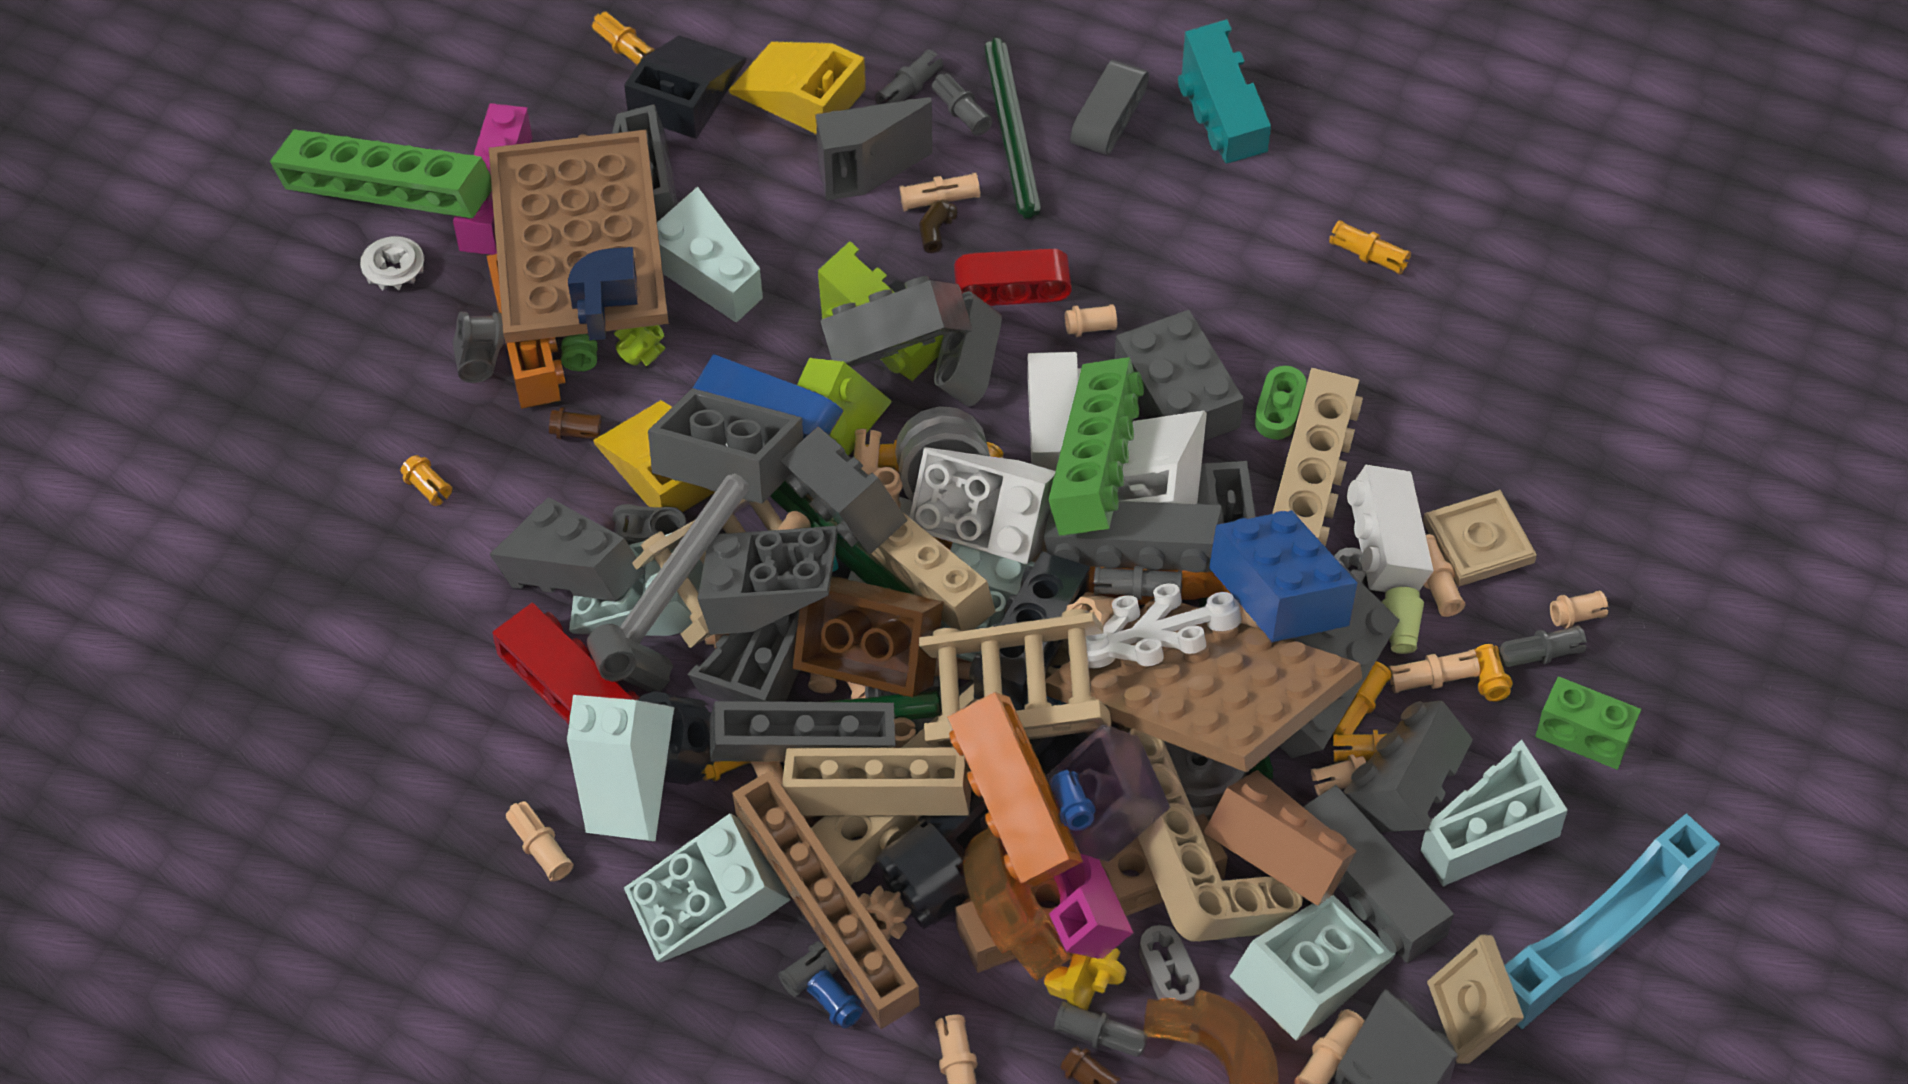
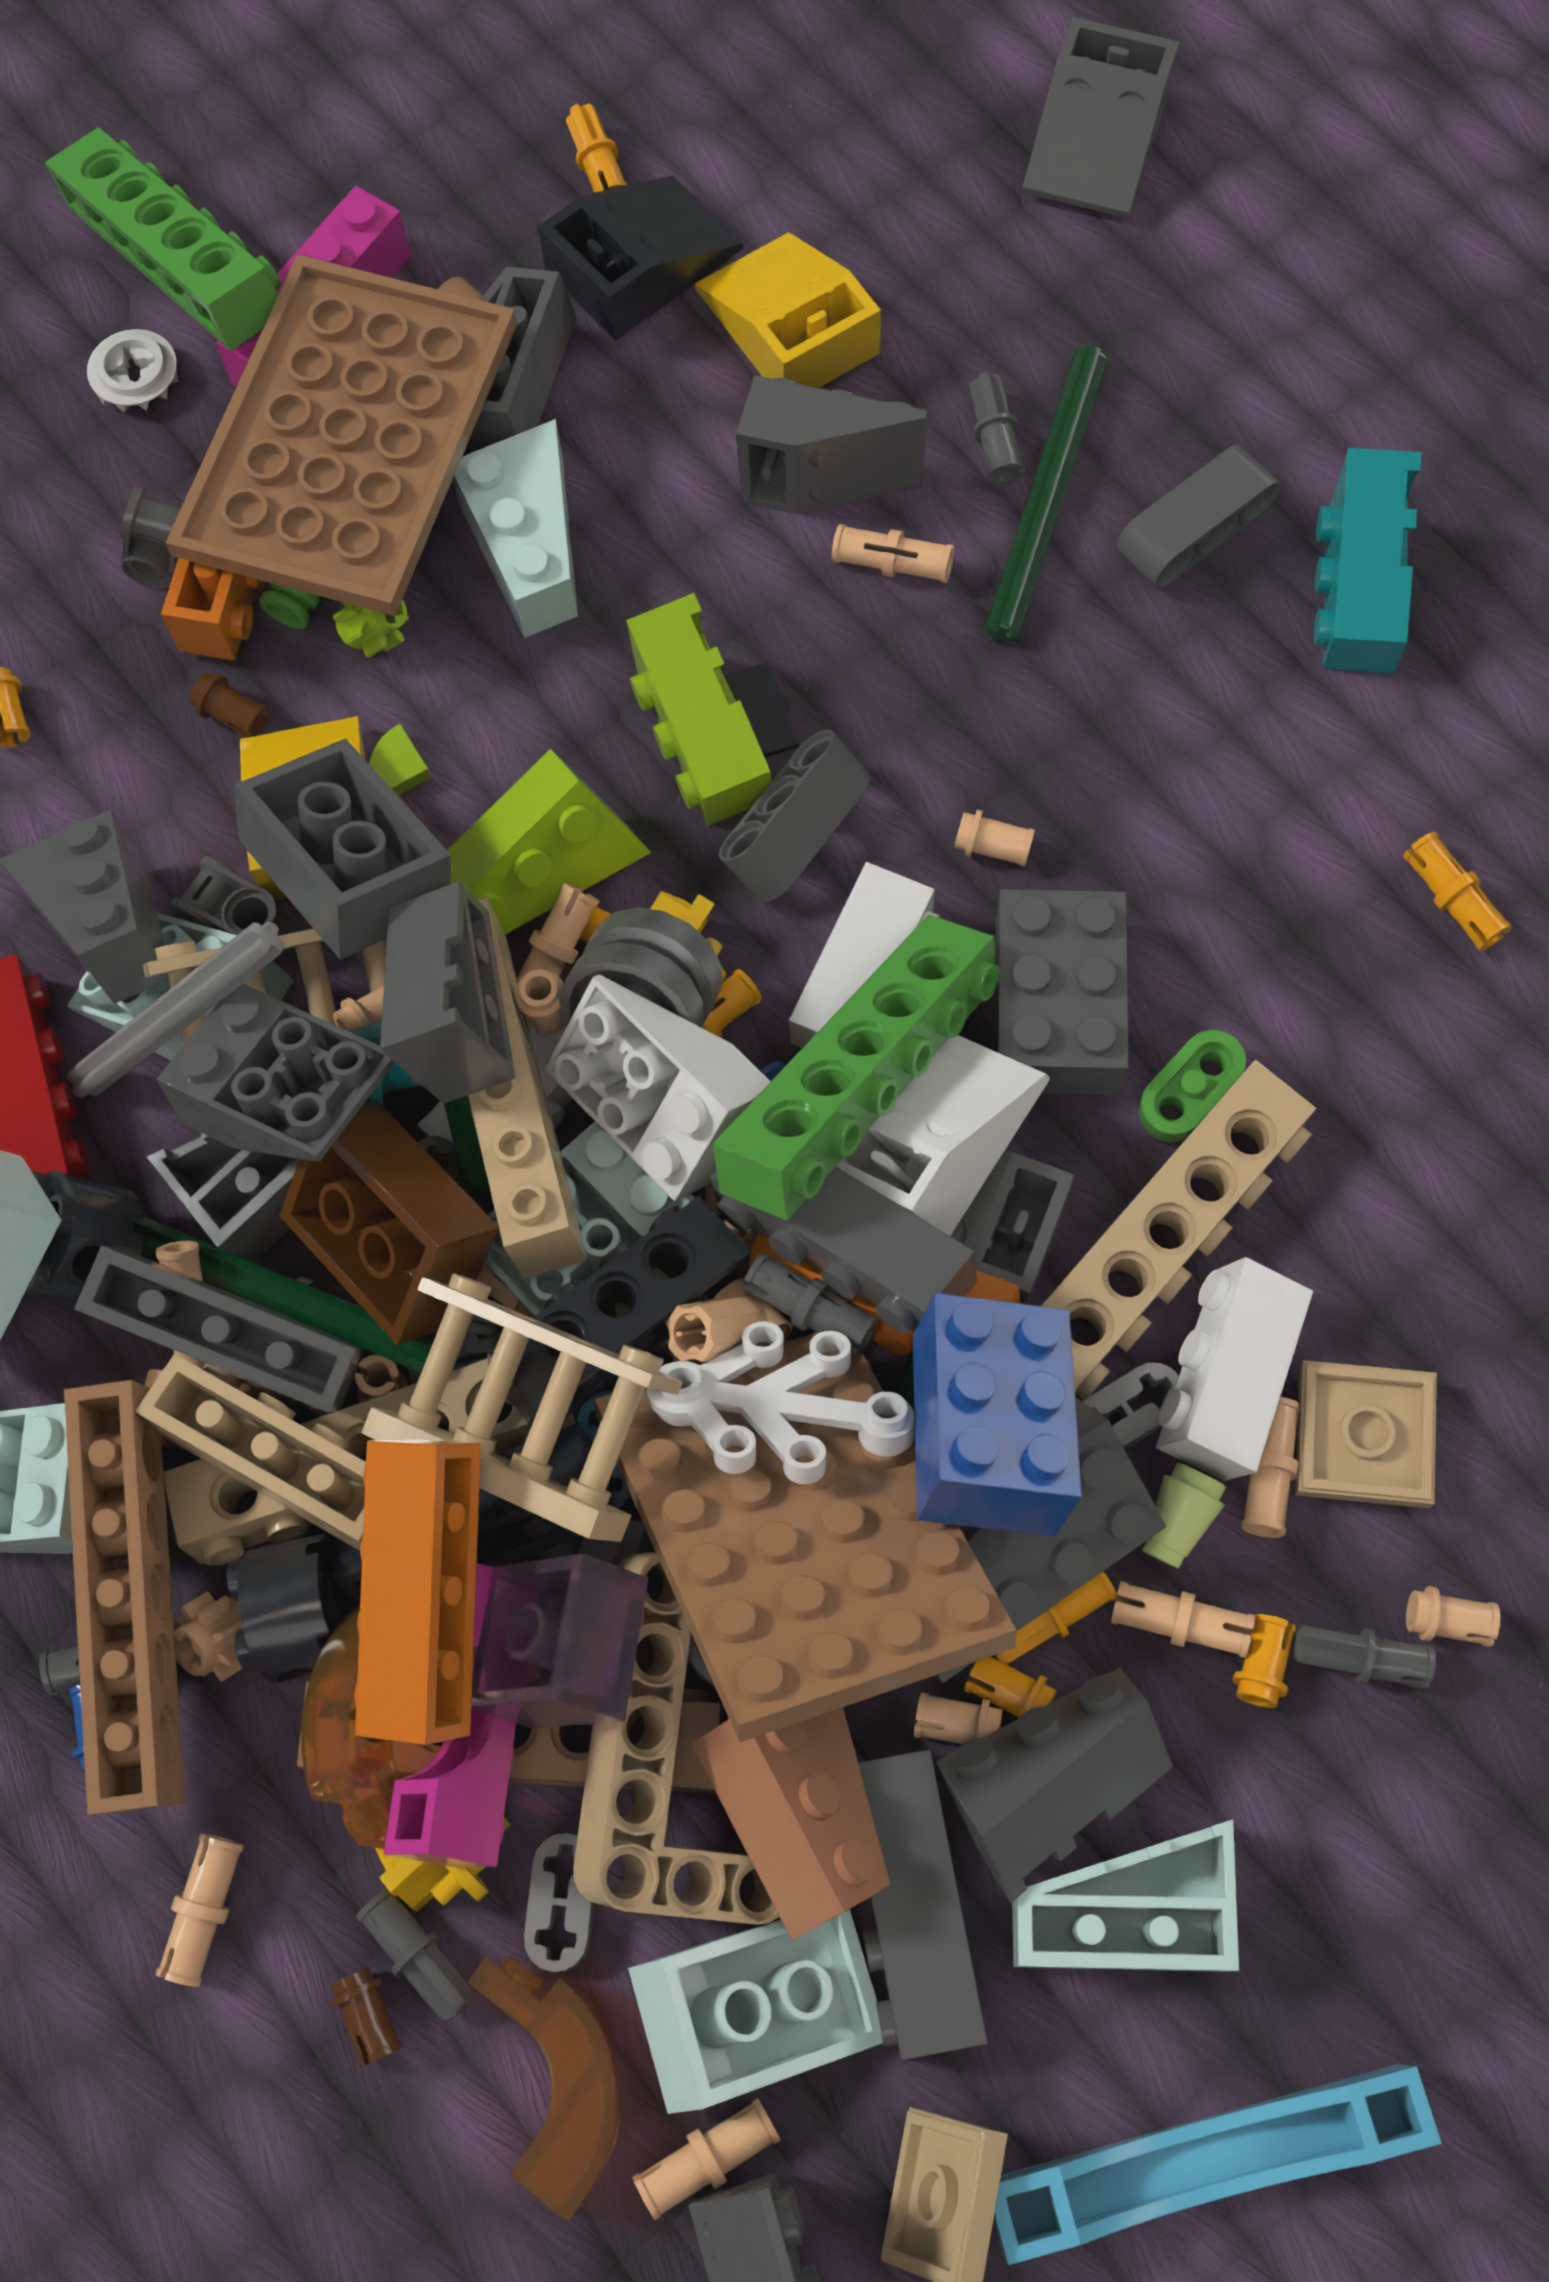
camera: 30 degrees right, 15 degrees up
(602, 281) = (312, 521): dark blue brick -> none
(627, 660) = (71, 1091): dark grey piece -> none
(757, 388) = (464, 791): blue beam -> none
(895, 321) = (692, 748): dark grey wedge -> none
(910, 79) = (943, 364): dark grey pin -> none
(937, 214) = (857, 595): dark brown arm -> none
(1015, 276) = (920, 728): red beam -> none
(1074, 807) = (487, 1646): blue pin -> none
(1587, 722) = (1363, 1819): bright green brick -> none

